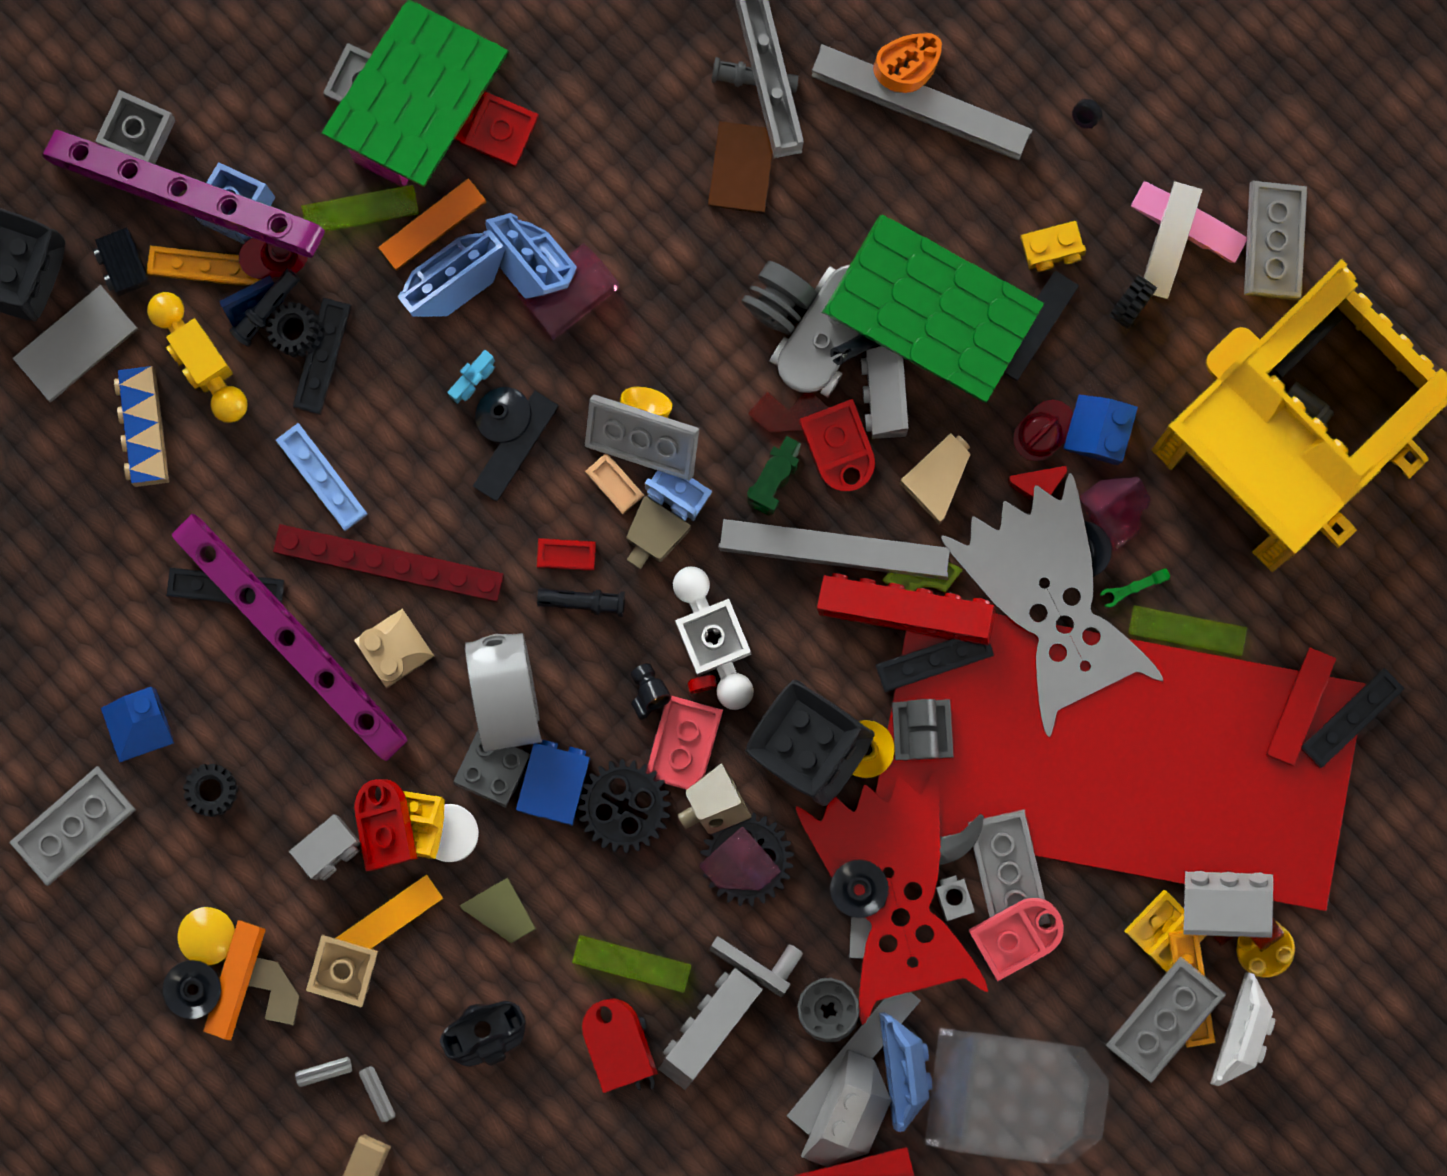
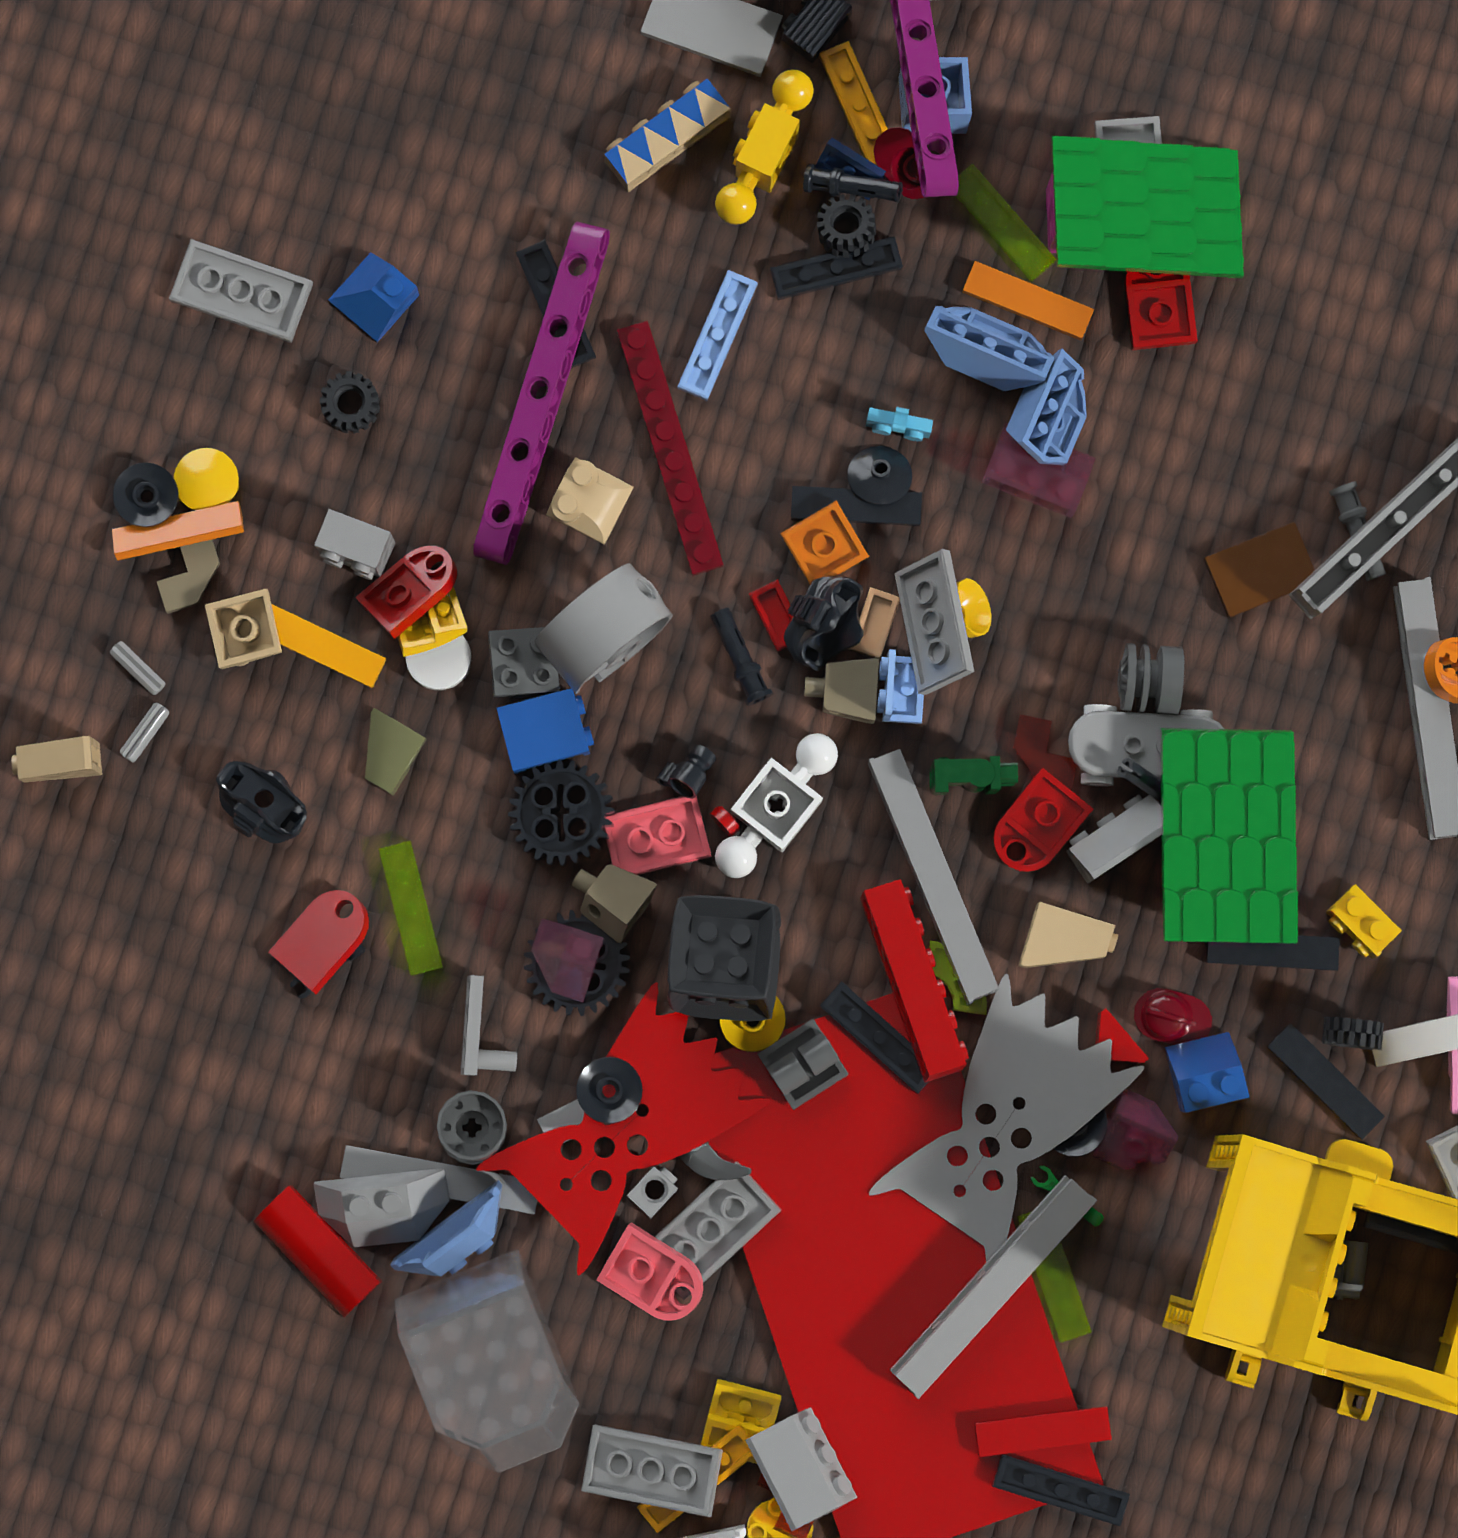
camera: 55 degrees right, 0 degrees up
(532, 487) = (824, 543): none -> orange tile
(592, 520) = (824, 621): none -> black piece
(710, 1028) = (389, 1020): light grey wedge -> none
(1157, 343) = (1325, 1081): none -> black tile
(1171, 681) = (992, 1286): none -> light grey tile

